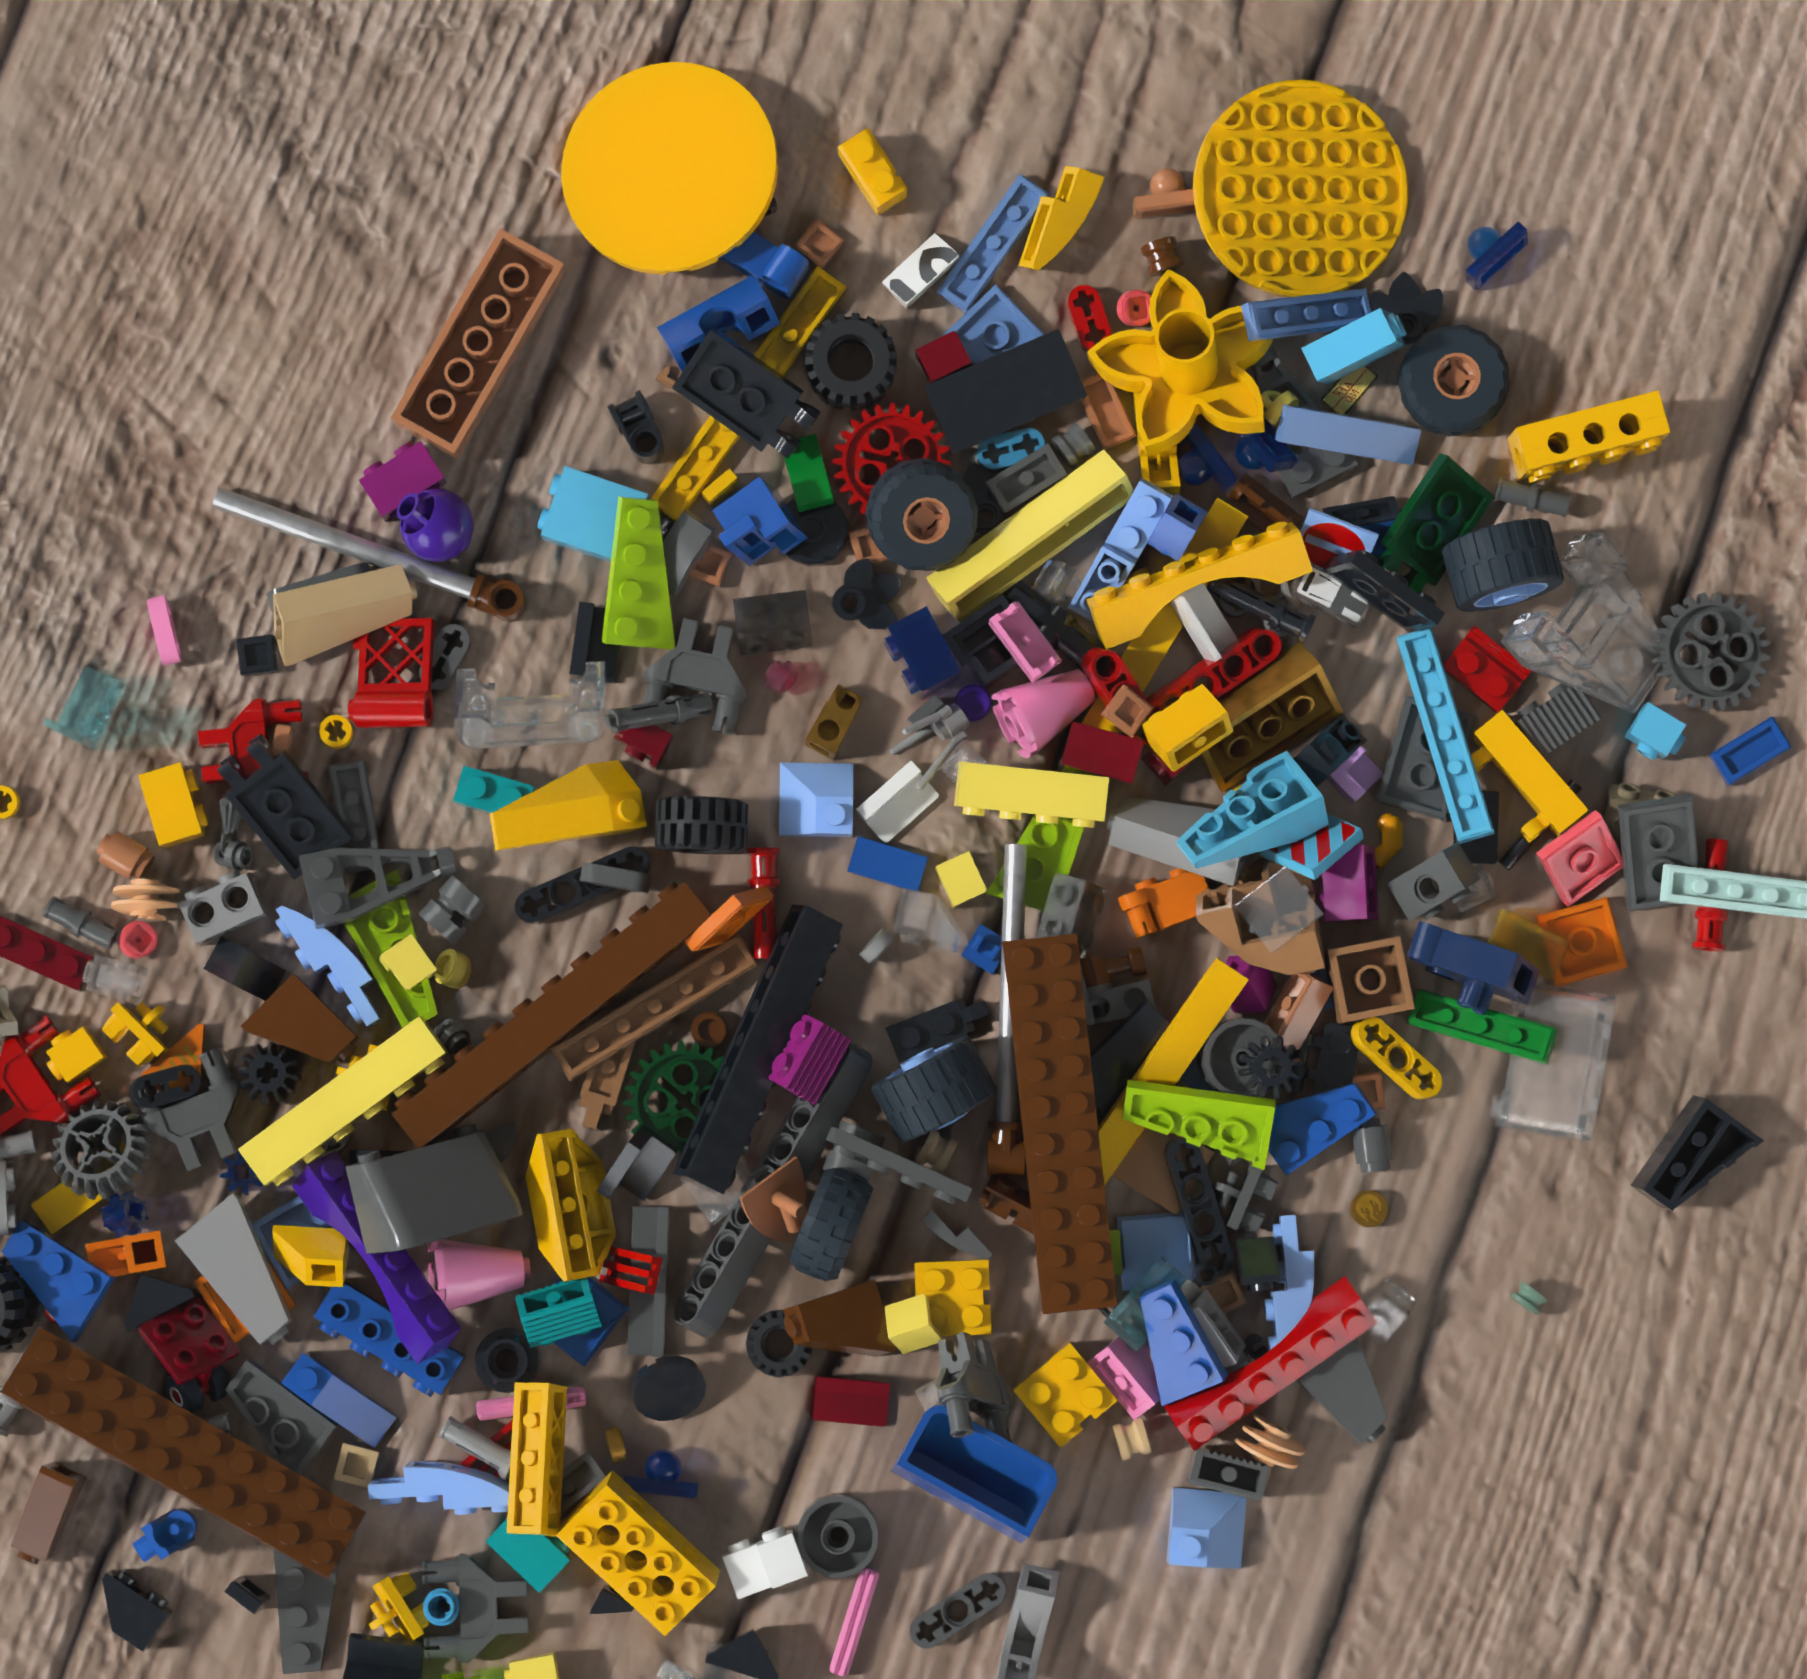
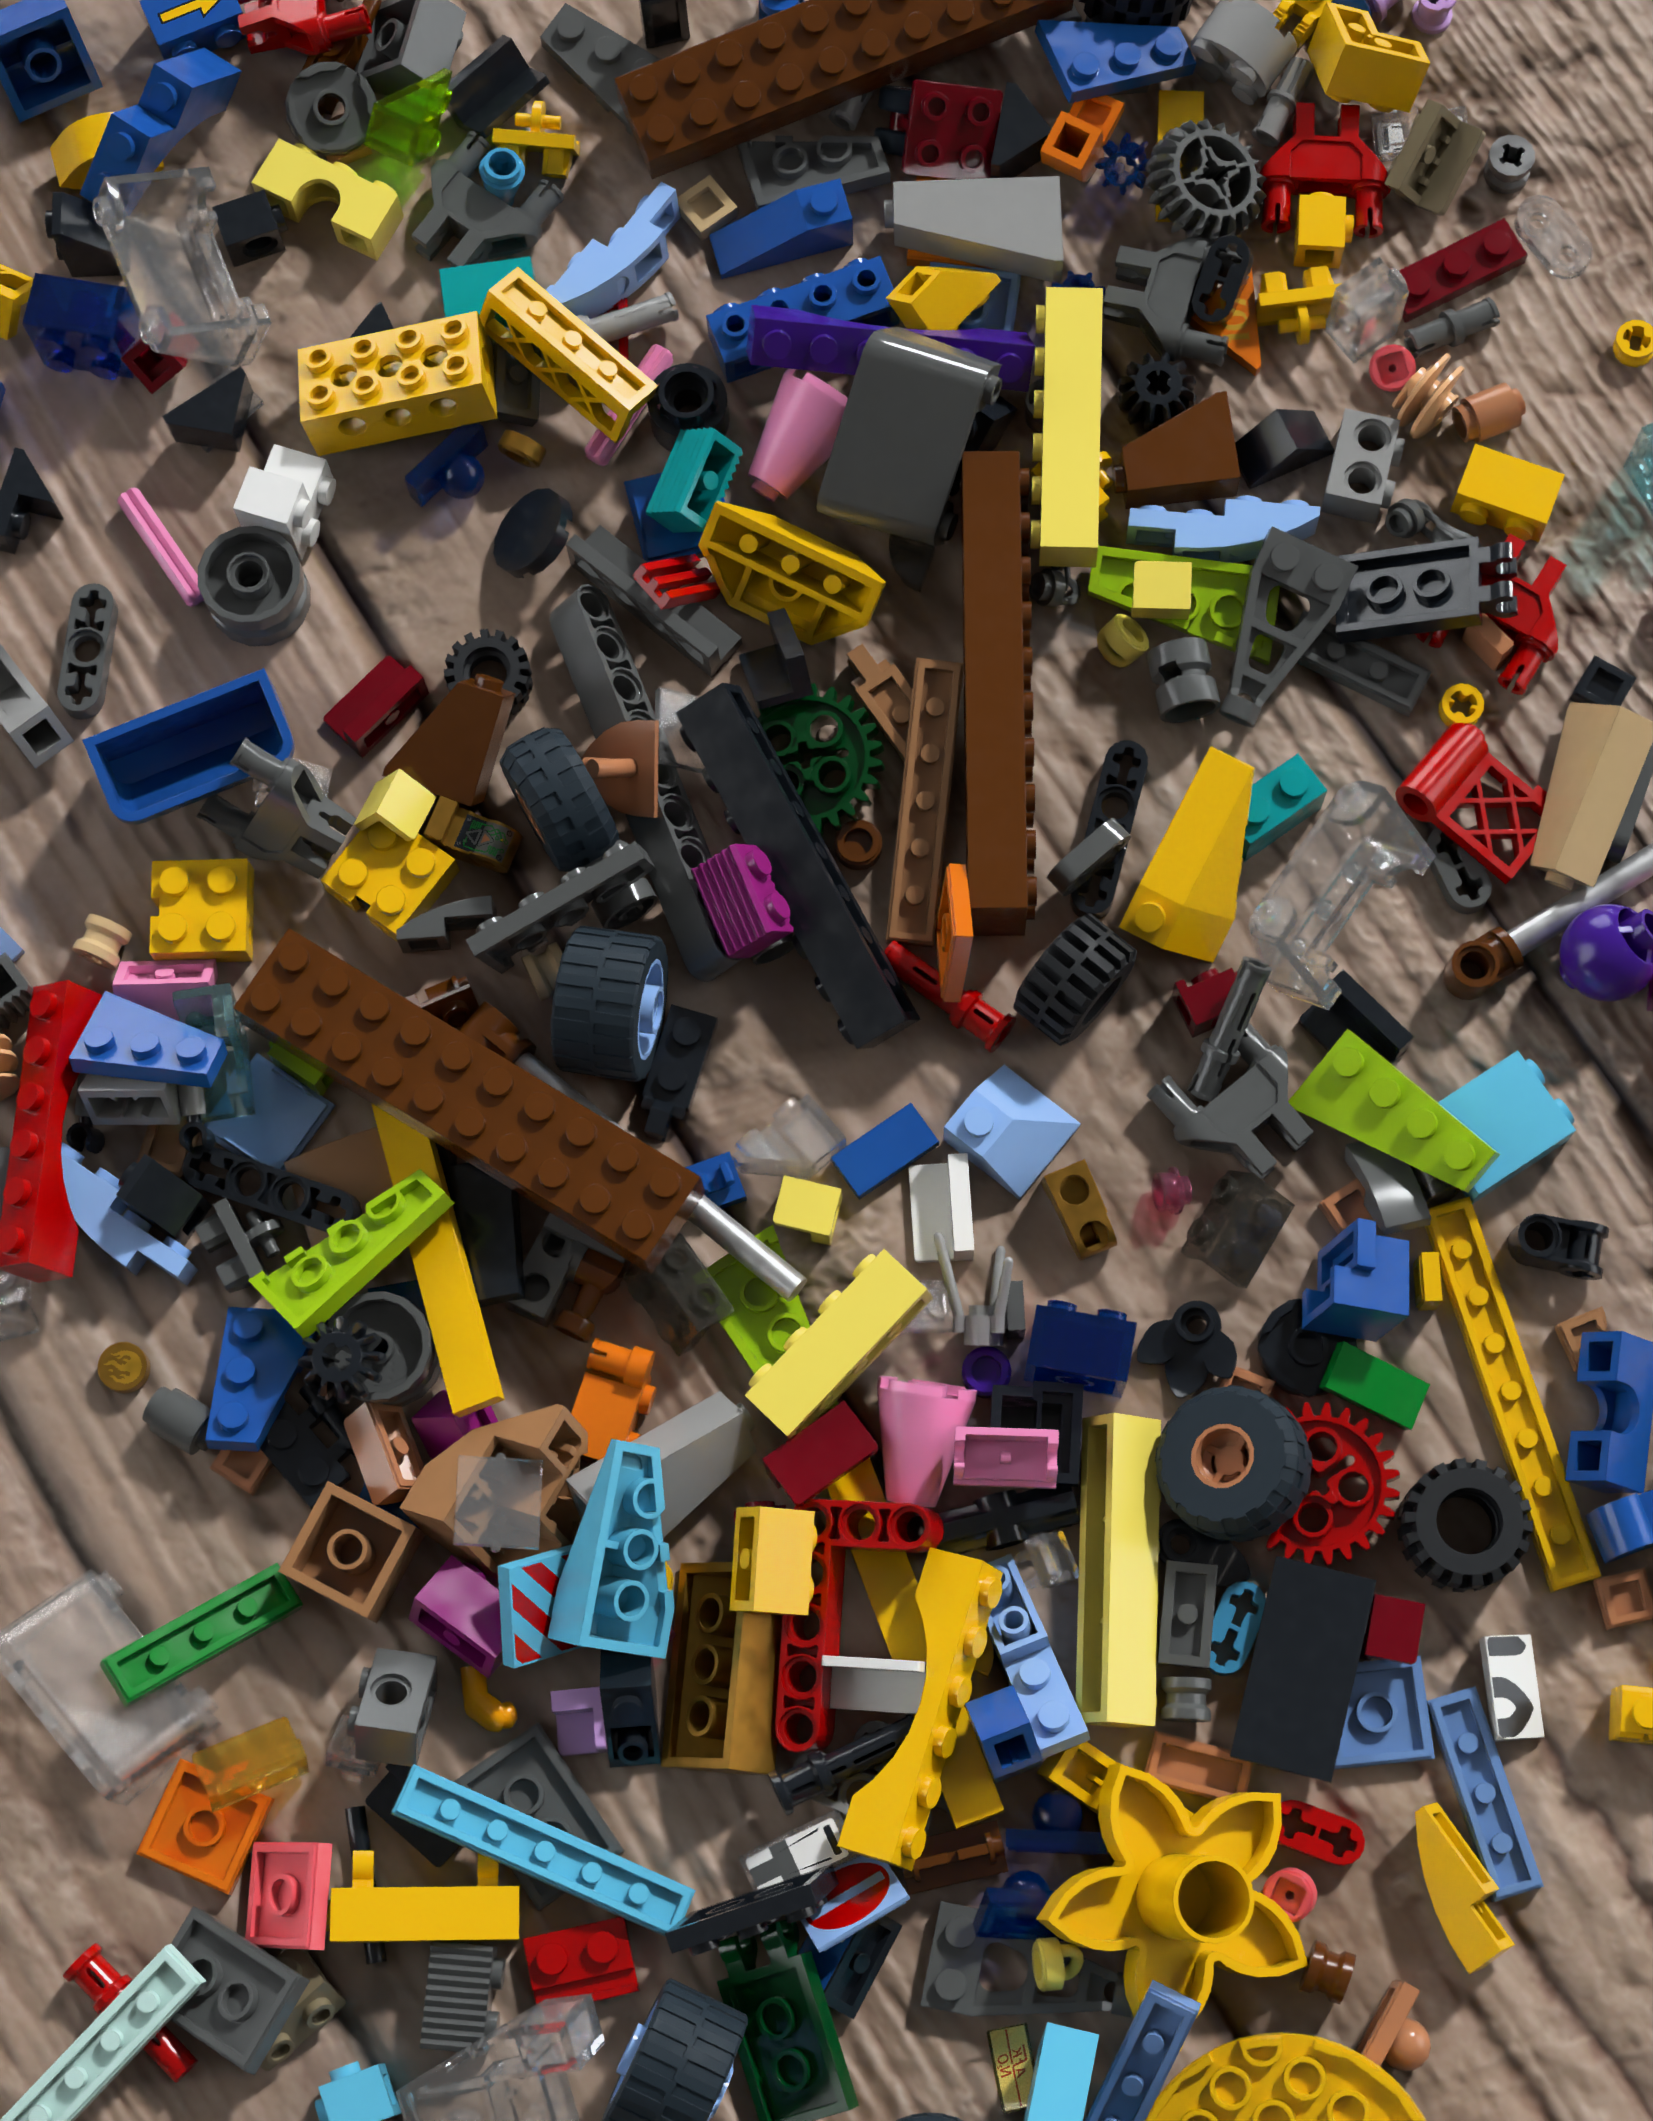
camera: 140 degrees right, 10 degrees down
(744, 393) = (1512, 1377): black tile -> none
(876, 945) = (808, 1072): light grey tile -> none
(889, 1266) = (472, 836): none -> pearl gold leg
(1127, 711) = (843, 1511): nougat tile -> none
(1348, 434) = (961, 2017): medium blue tile -> none
(1408, 1083) = (212, 1513): yellow beam -> none
(1474, 963) = (266, 1670): dark blue piece -> none

